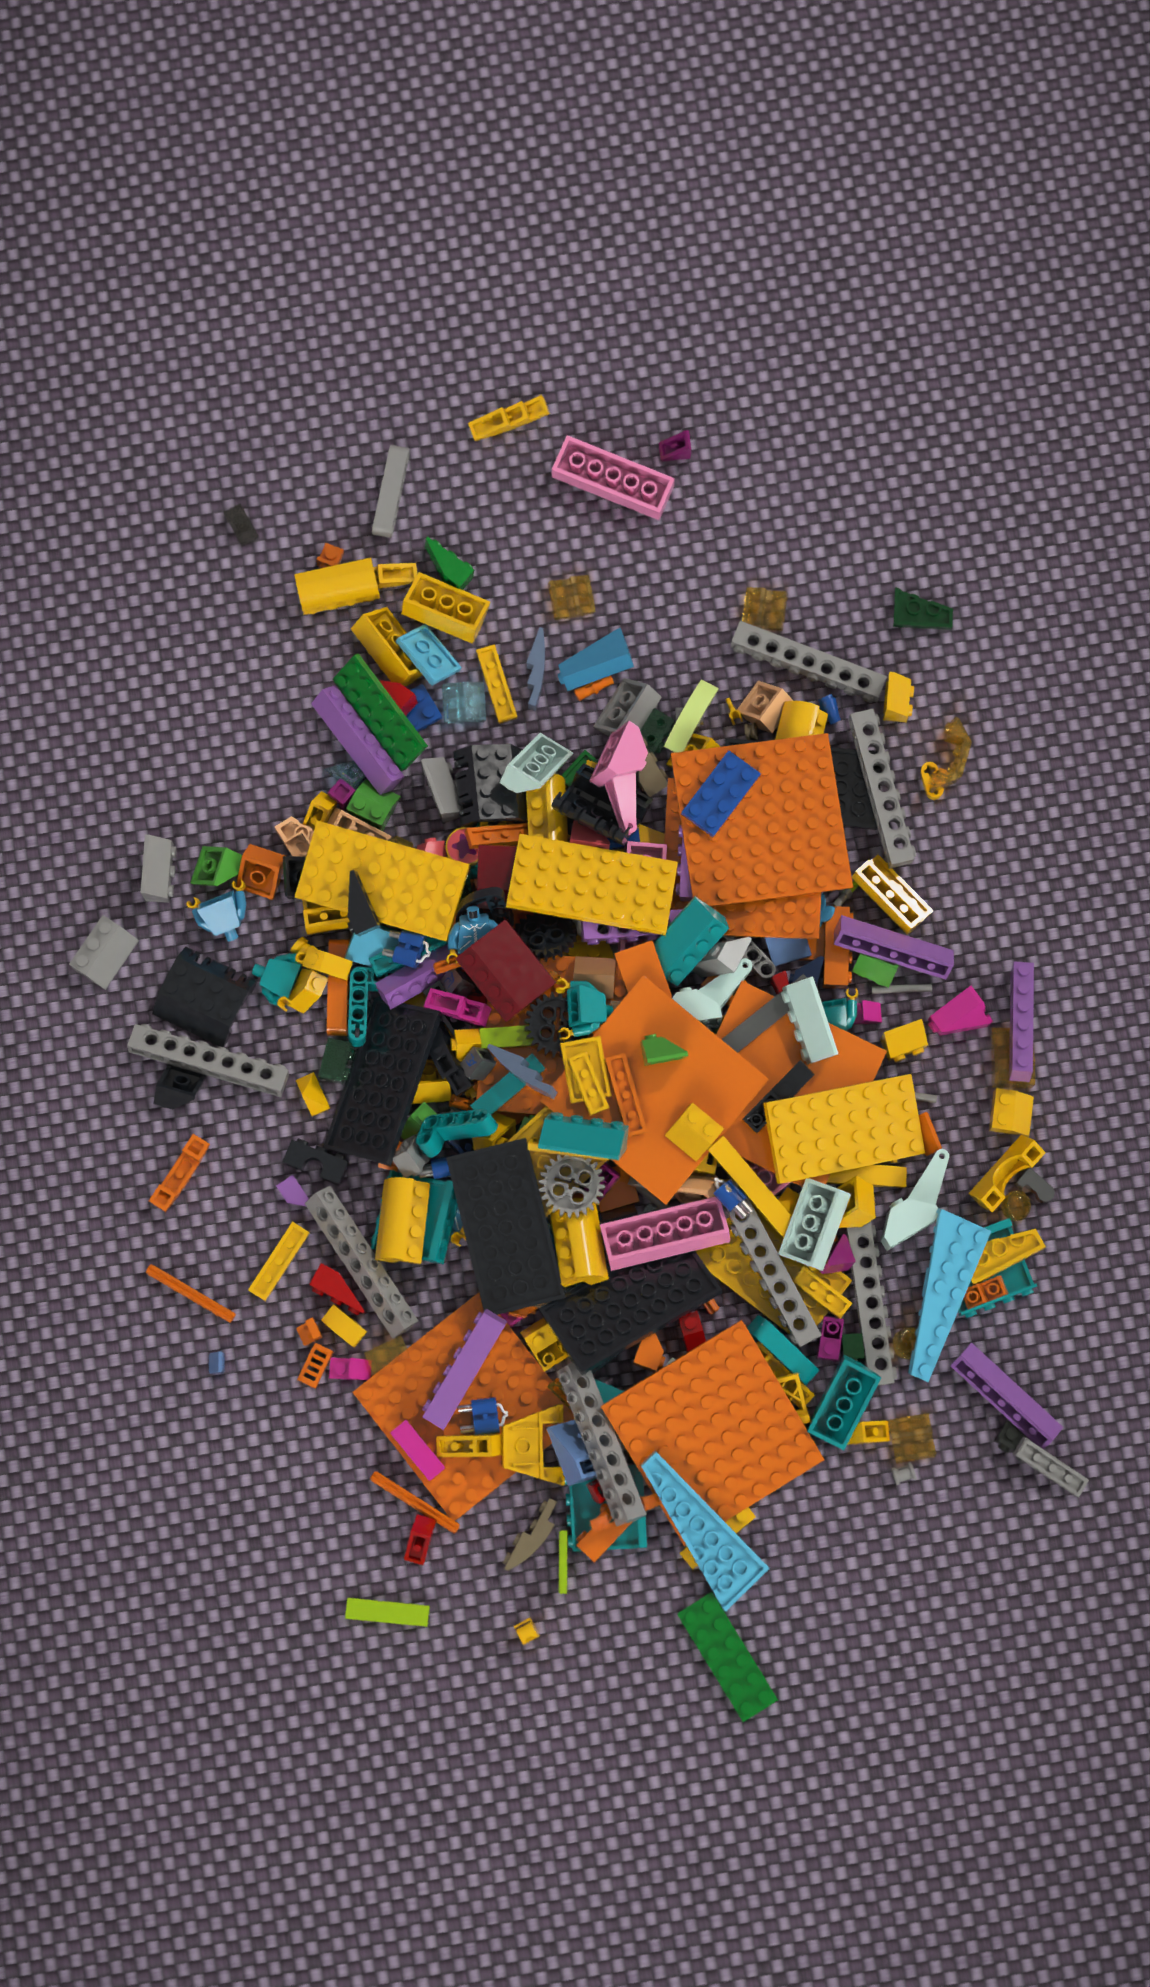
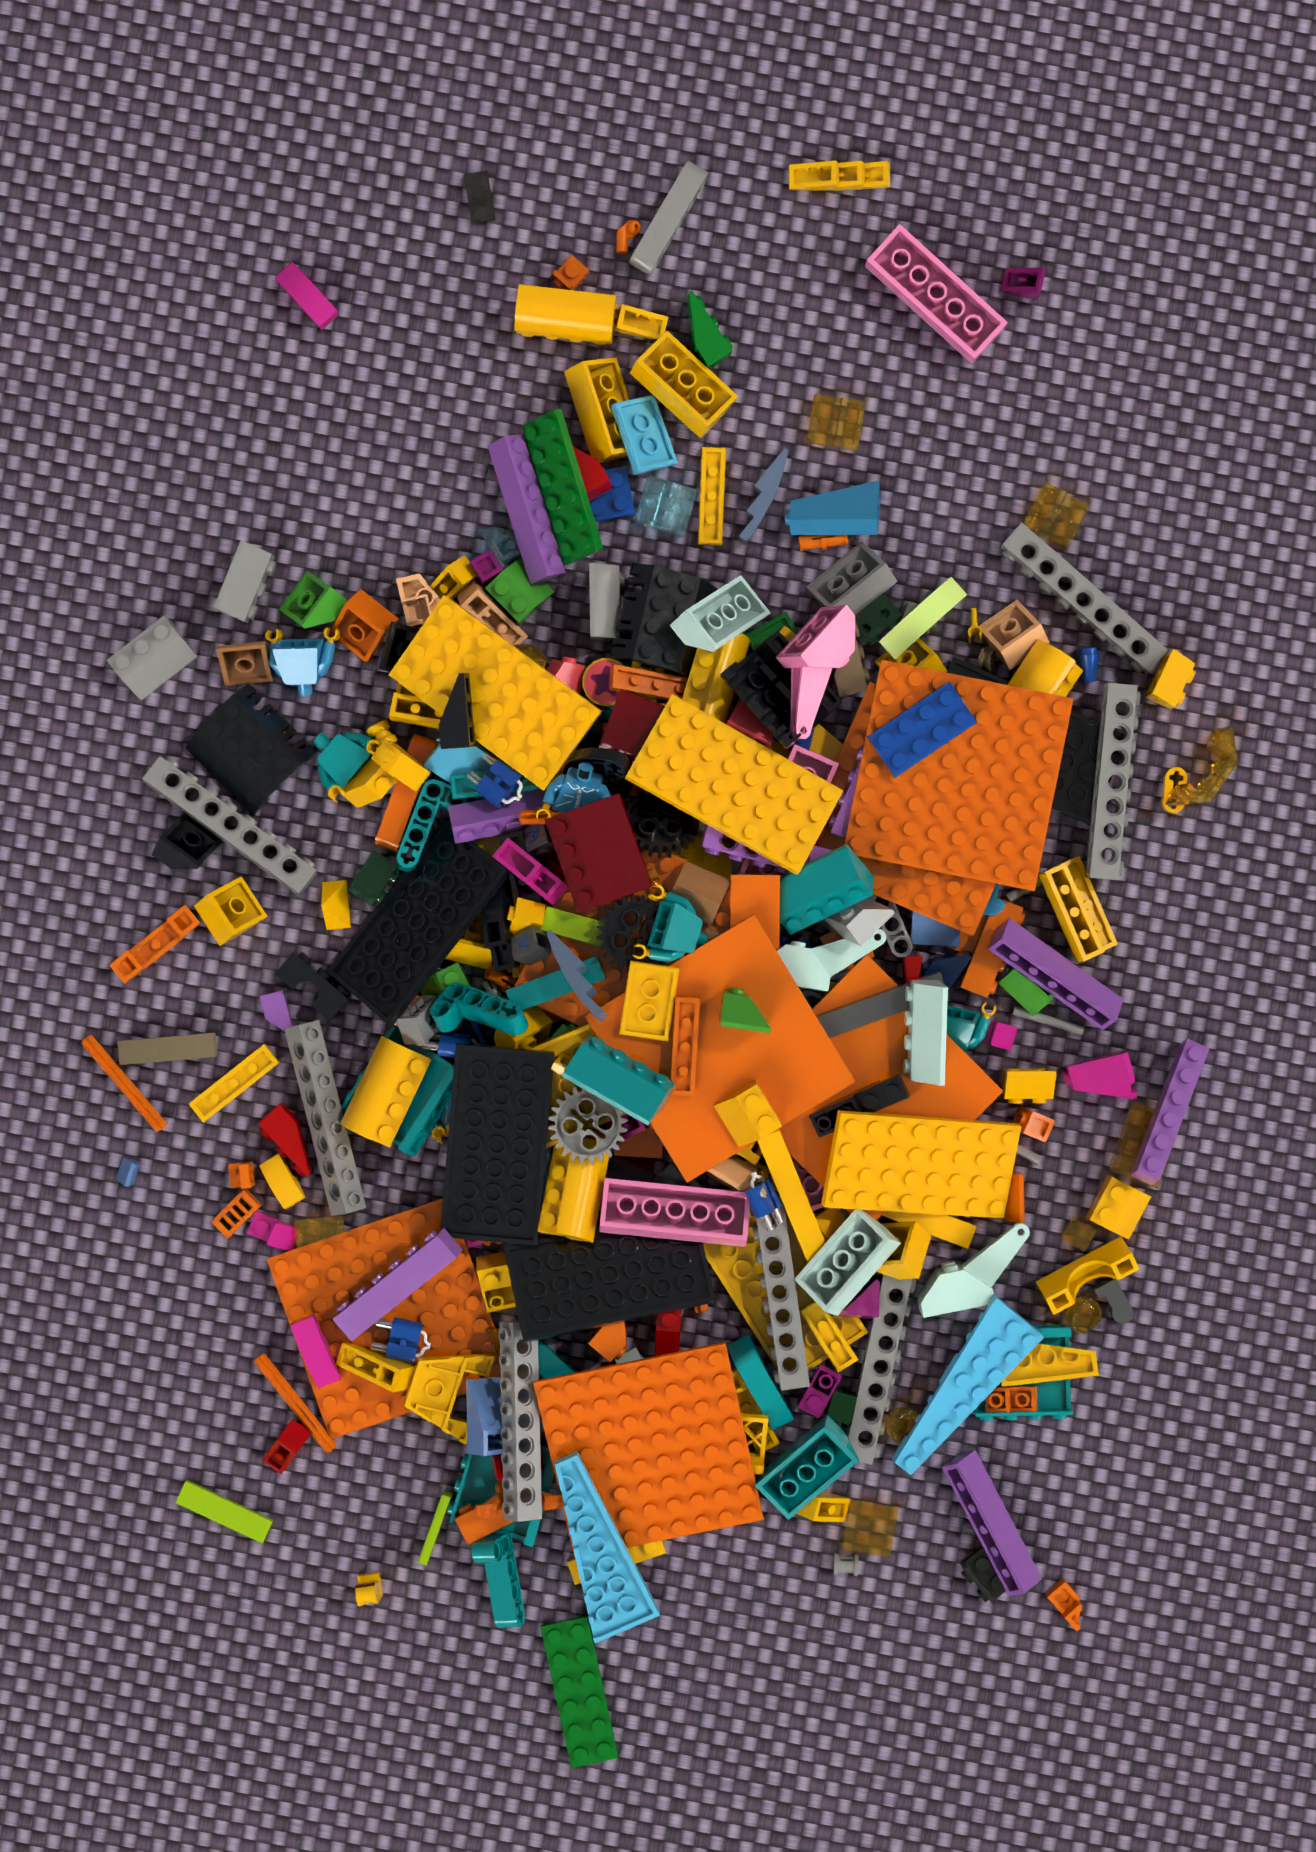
camera: 20 degrees right, 10 degrees up
(133, 640) = (307, 296): none -> dark pink slope
(178, 931) = (245, 663): none -> medium nougat slope
(216, 1252) = (167, 1048): none -> dark tan slope
(230, 1126) = (230, 910): none -> yellow slope
(361, 515) = (624, 234): none -> orange arm
(528, 1544) = (404, 1494): dark tan slope -> none
(588, 1083) = (646, 1018): yellow tile -> none
(632, 1584) = (502, 1577): none -> teal beam
(916, 612) = (1236, 585): dark green wing -> none
(921, 1071) = (1033, 1123): none -> orange bracket
(988, 1145) = (1078, 1234): none -> clear yellow slope
(1050, 1467) = (1011, 1617): light grey tile -> none
(1090, 1441) = (1066, 1601): none -> orange slope

